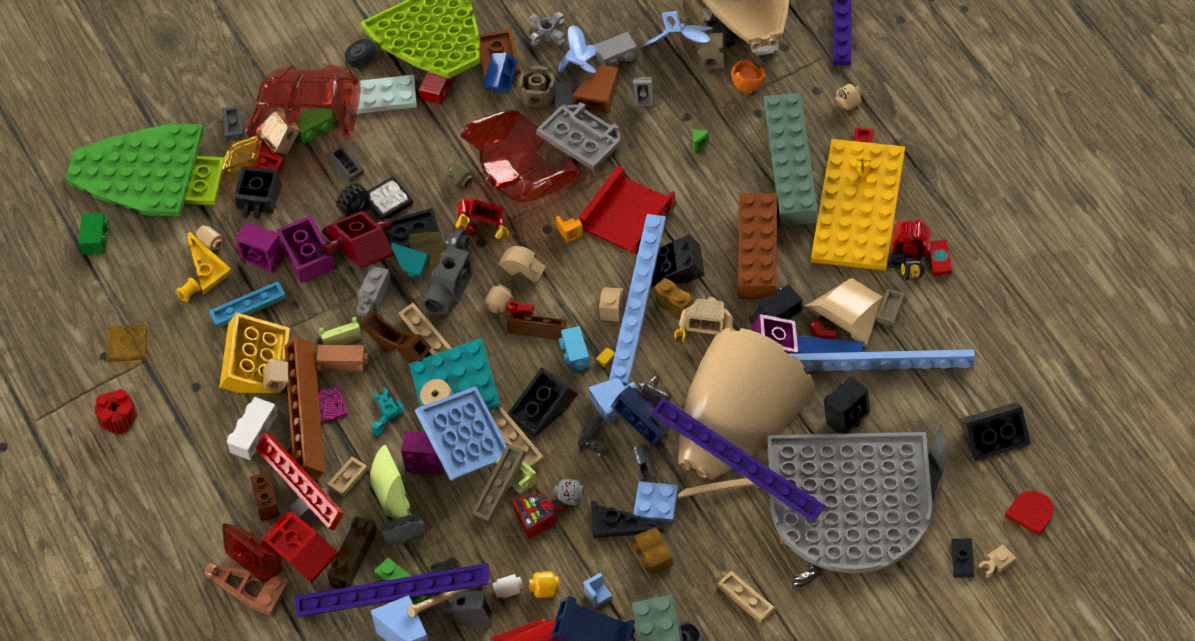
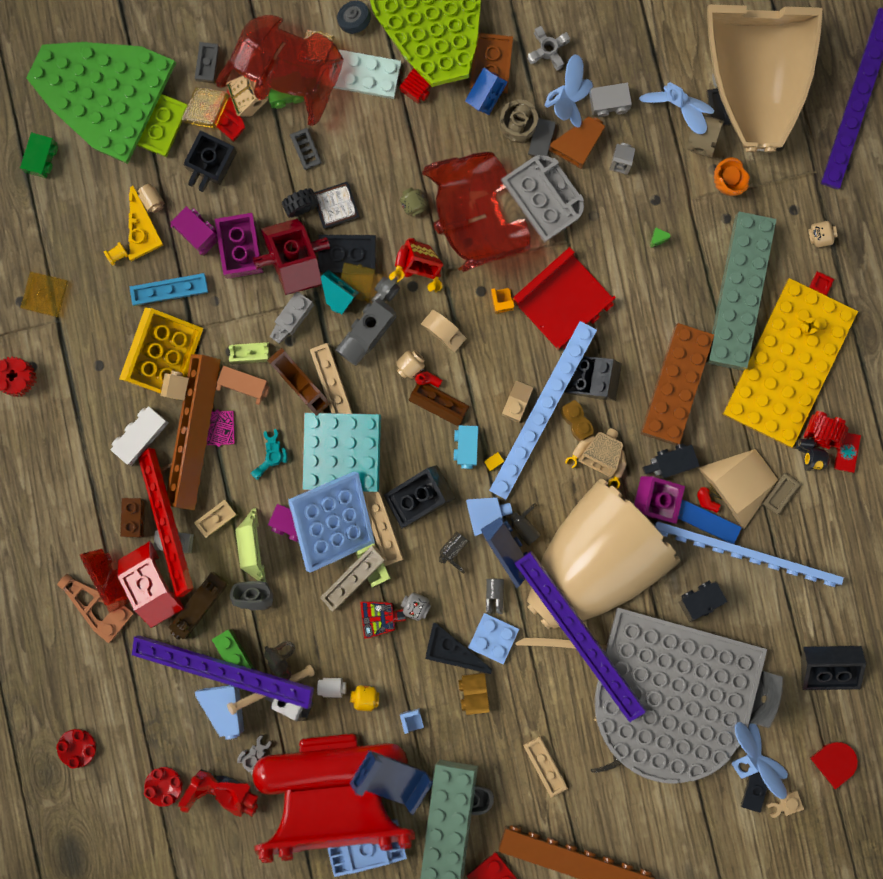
camera: 15 degrees right, 30 degrees up
(431, 388) = (311, 461): tan piece -> none
(948, 524) = (770, 770): none -> light blue piece

